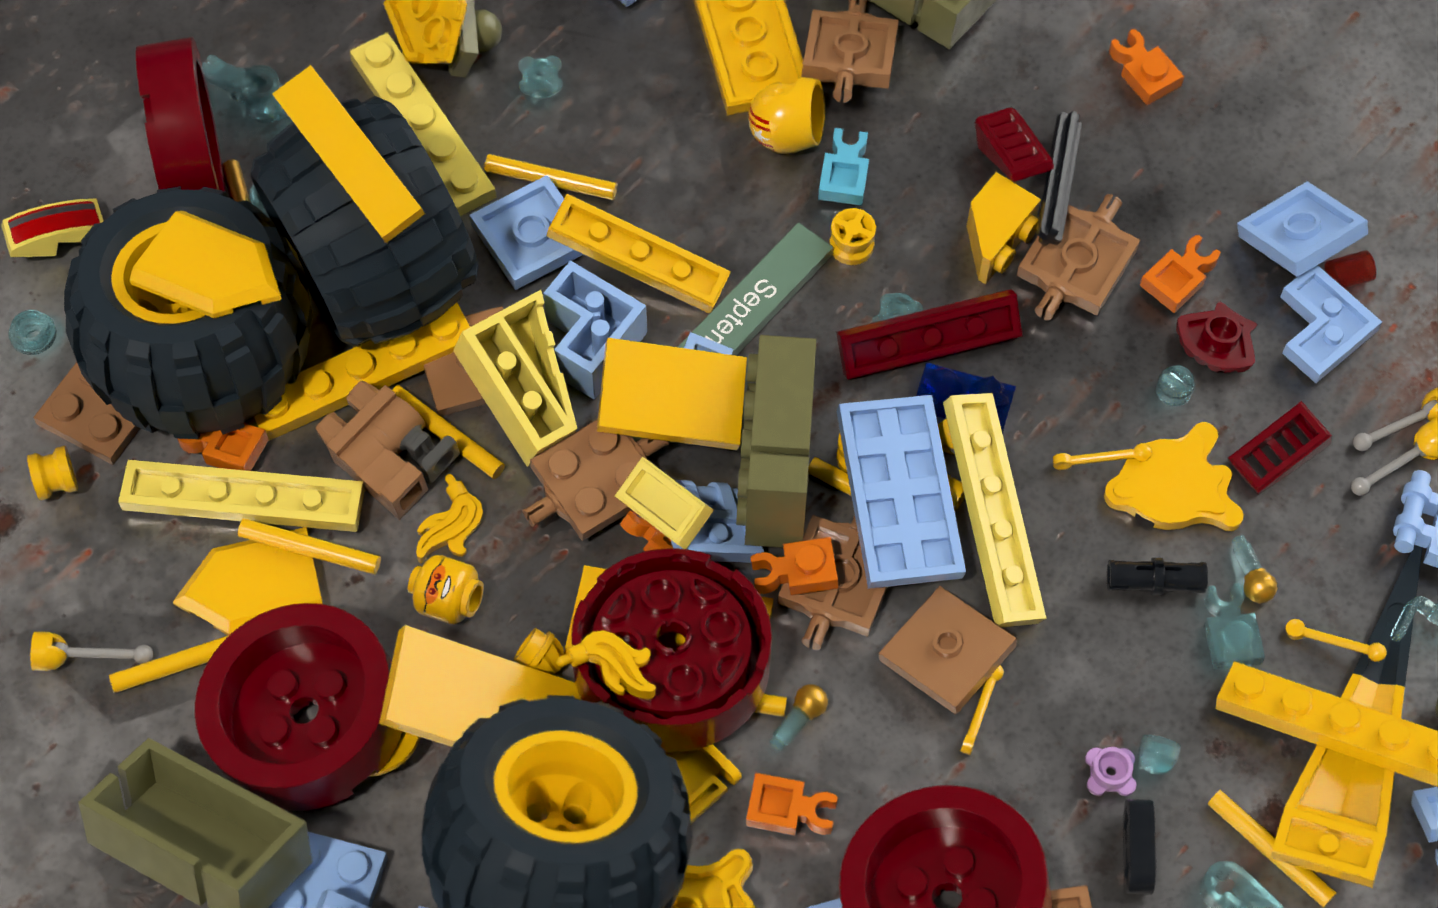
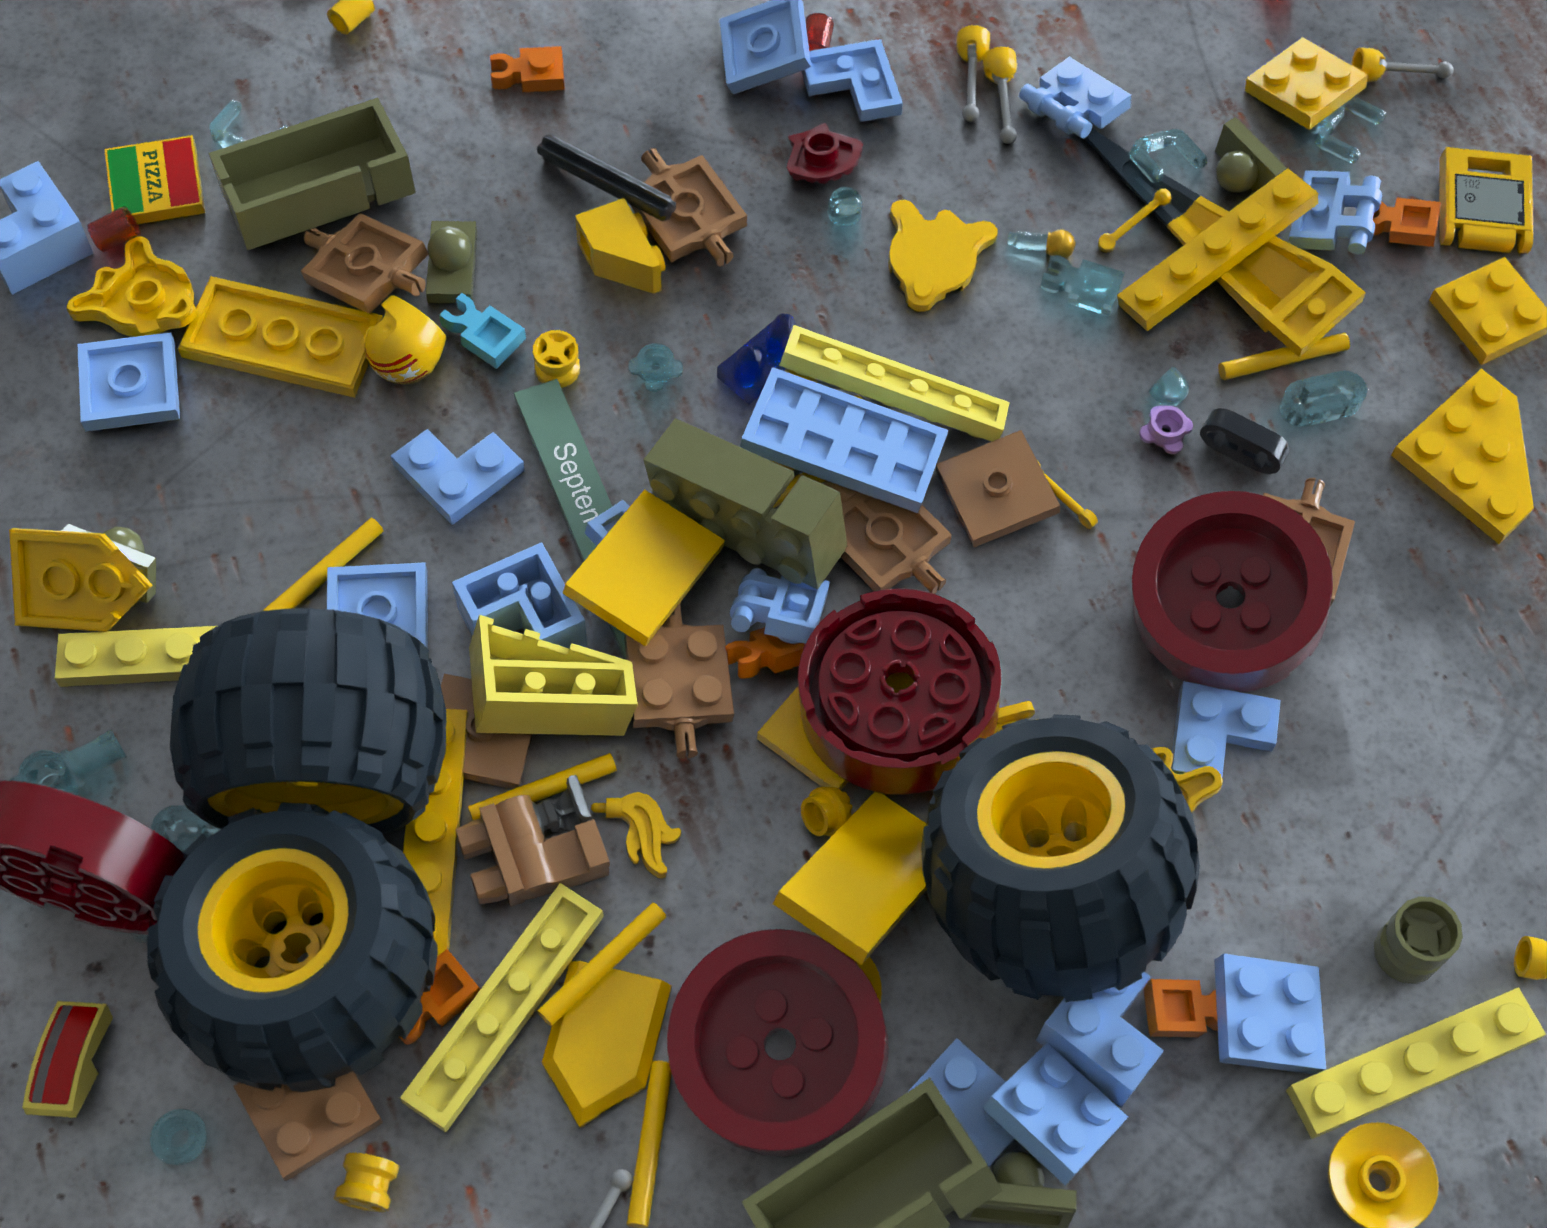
camera: 65 degrees left, 0 degrees up
(205, 267) = (299, 882): yellow tile -> none
(348, 154) = (282, 671): yellow tile -> none
(445, 589) = (719, 860): yellow head -> none
(544, 85) = (209, 536): clear light blue plate -> none
(616, 660) = (907, 729): yellow piece -> none
(638, 253) = (462, 533): yellow tile -> none
(664, 503) = (759, 622): light yellow tile -> none
(690, 223) = (459, 483): none -> light blue plate
(779, 805) = (1076, 683): orange plate -> none
(806, 567) = (868, 552): orange plate -> none
(808, 703) = (991, 617): piece -> none
(901, 111) = (451, 260): none -> olive tile
(929, 334) = (693, 347): dark red tile -> none
(1011, 144) = (537, 199): dark red slope -> none
(1063, 461) = (900, 257): yellow hinge -> none
(1157, 576) = (1014, 307): black pin -> none
(1179, 277) = (748, 150): orange plate -> none
(1298, 416) = (946, 136): dark red slope -> none

